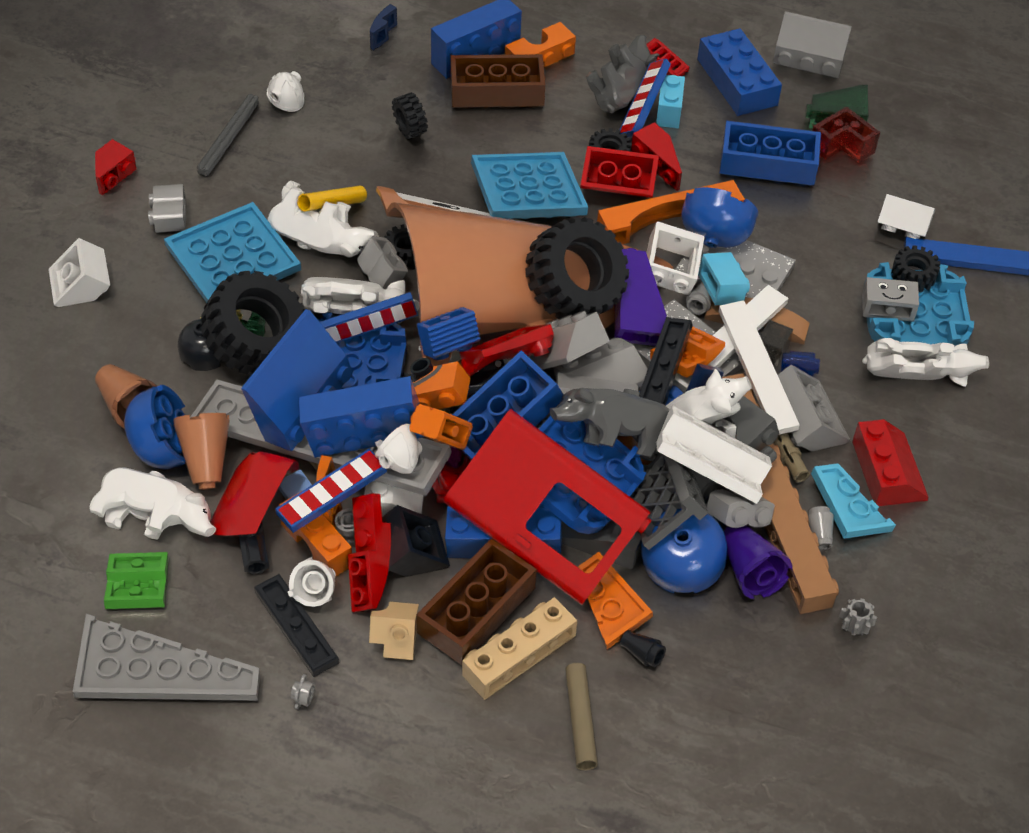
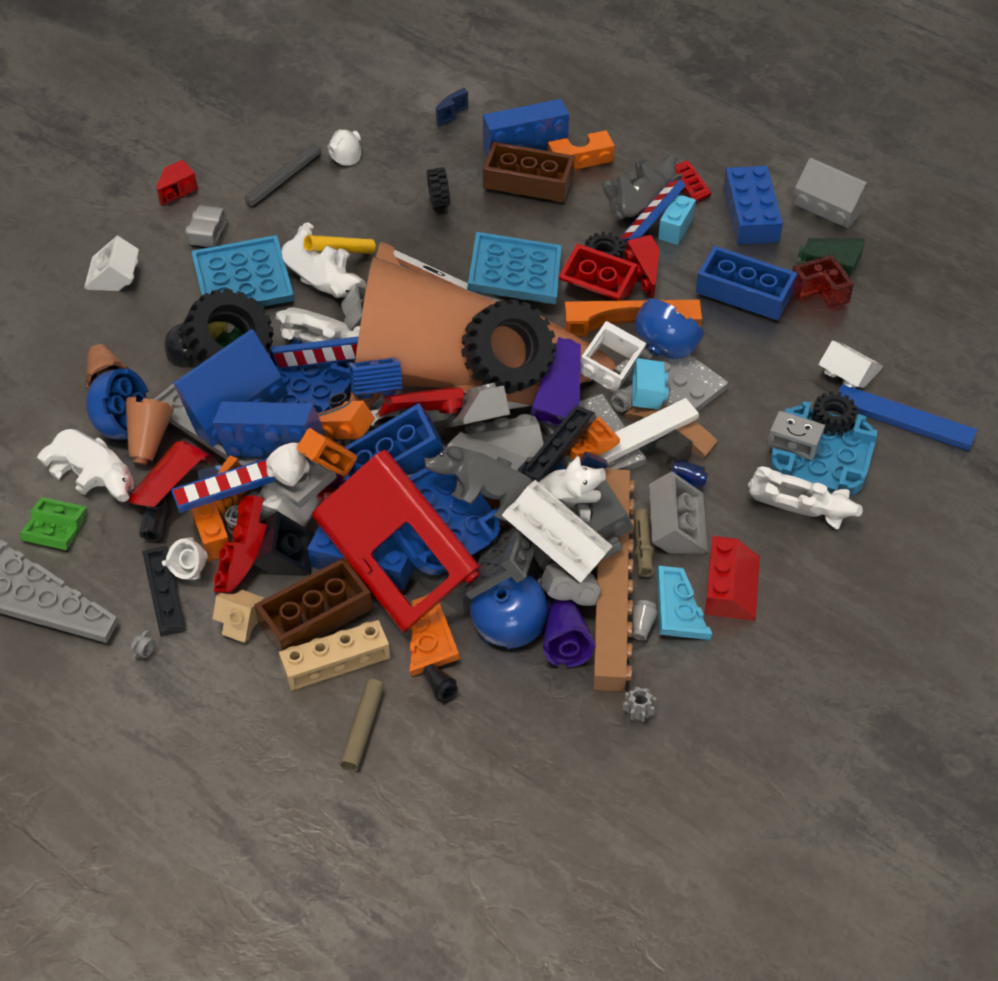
camera: 20 degrees right, 0 degrees up
(758, 365) = (643, 468): white tile -> none

